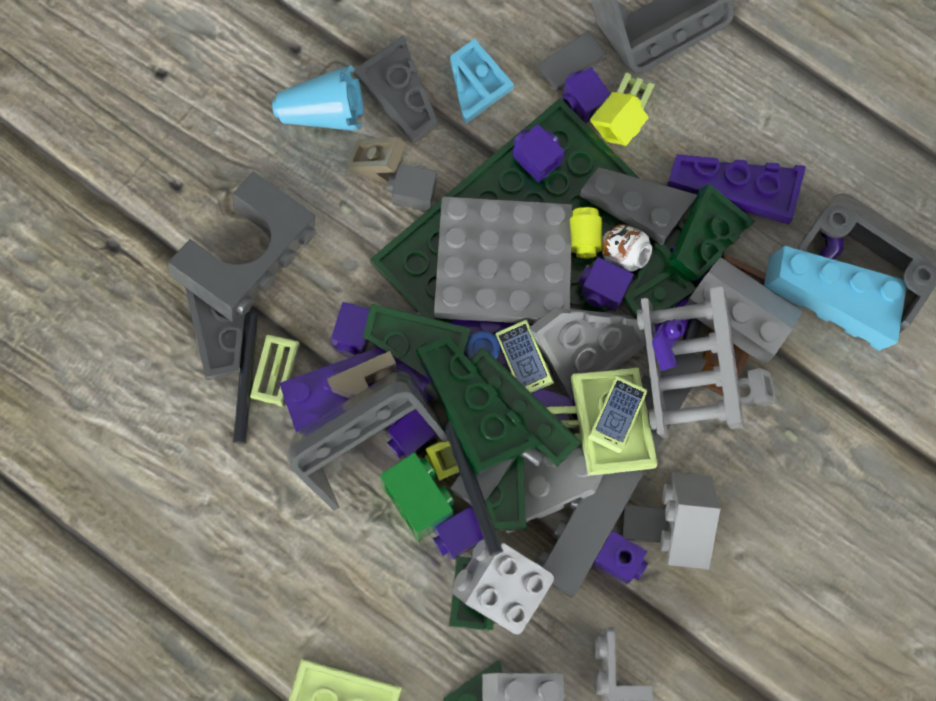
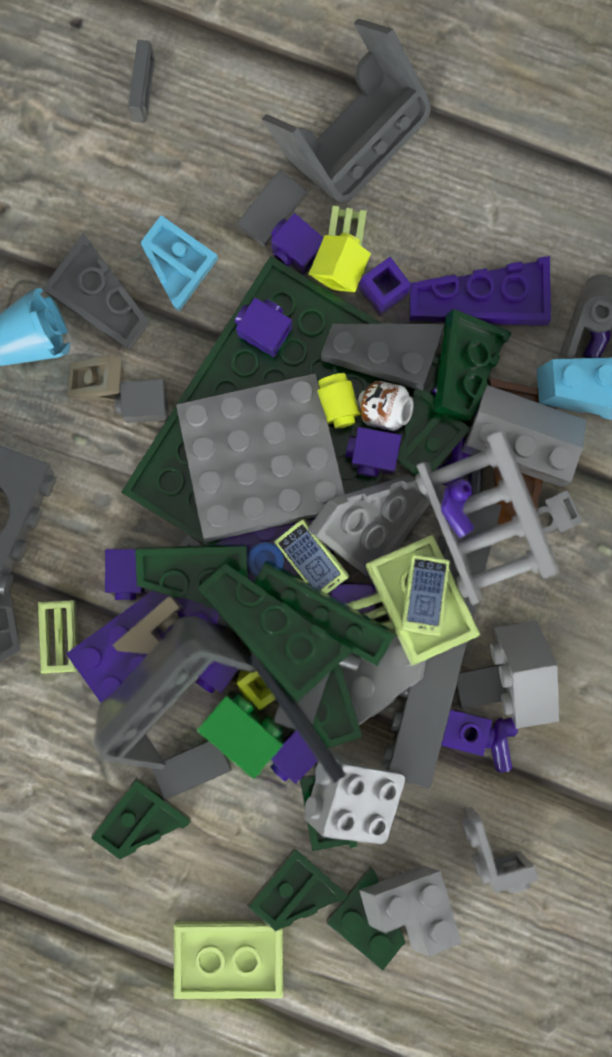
camera: 10 degrees left, 10 degrees up
(245, 378) = (30, 653): black bar -> none
(297, 553) = (138, 820): none -> dark green wing
(359, 521) = (191, 769): none -> dark grey tile
(422, 660) = (294, 892): none -> dark green wing
(648, 580) = (500, 747): none -> dark purple arm
(653, 149) = (384, 286): none -> dark purple brick

